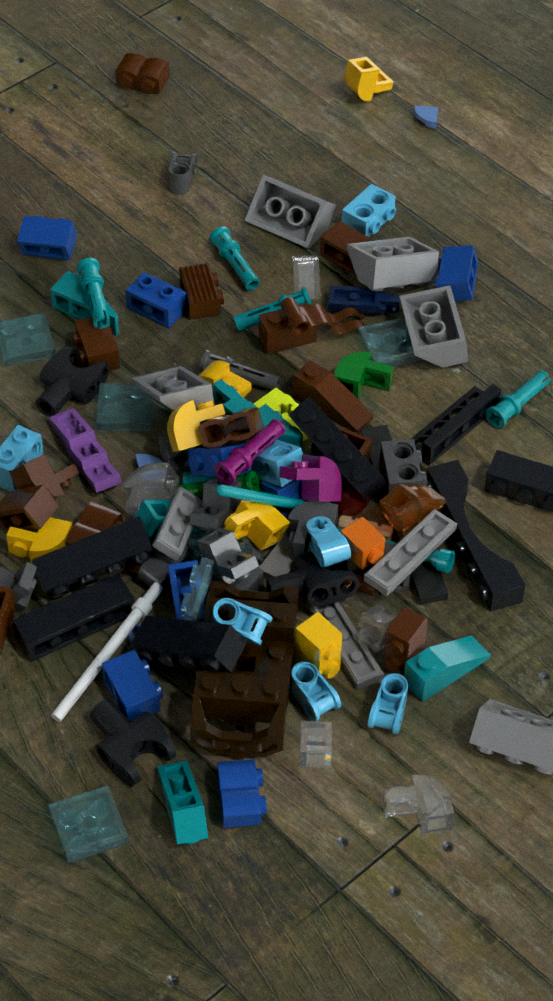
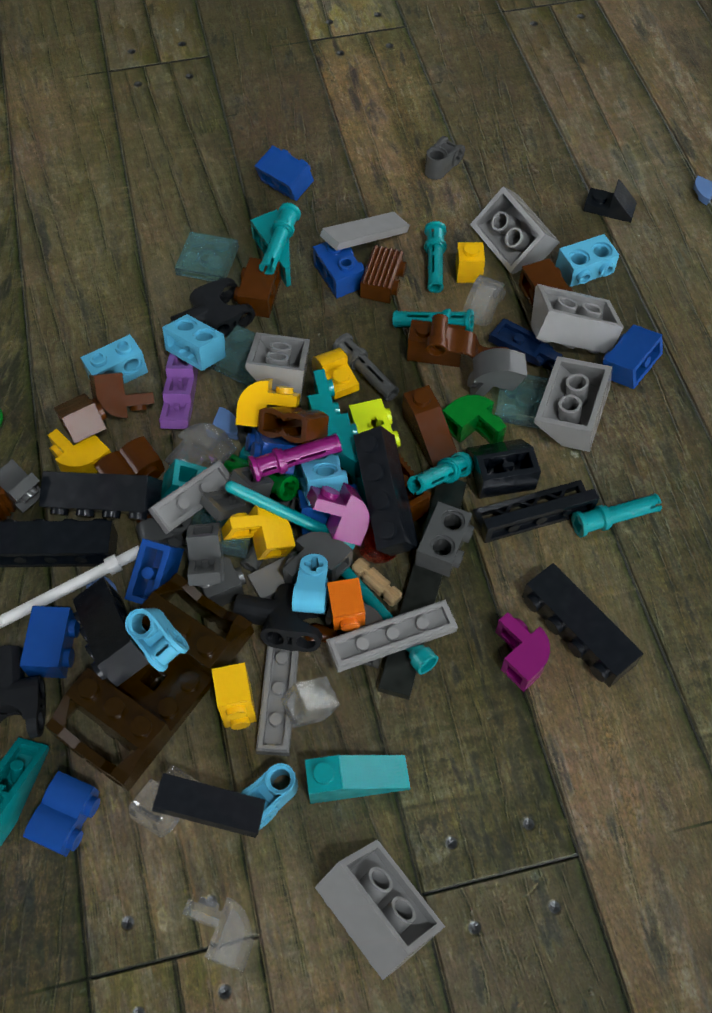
camera: 30 degrees right, 10 degrees up
(80, 408) = (194, 342): none -> medium azure brick
(142, 73) = (468, 59): reddish brown brick -> none
(161, 259) = (364, 230): none -> light grey tile
(200, 582) = (145, 577): clear light blue plate -> none
(270, 251) = (469, 261): none -> yellow brick
(317, 694) = (207, 743): medium azure piece -> none
(355, 325) = (497, 368): none -> dark grey brick
(358, 718) = (209, 805): none -> black tile
(359, 157) = (614, 205): none -> black slope
(366, 78) = (664, 132): yellow brick -> none
(368, 421) = (447, 471): none -> teal pin
(404, 639) = (321, 733): reddish brown brick -> none
(409, 506) = (425, 583): clear orange slope -> none
(410, 400) = (504, 468): none -> black slope
(495, 577) = (468, 704): black arch -> none
(516, 520) = (529, 651): none -> magenta brick

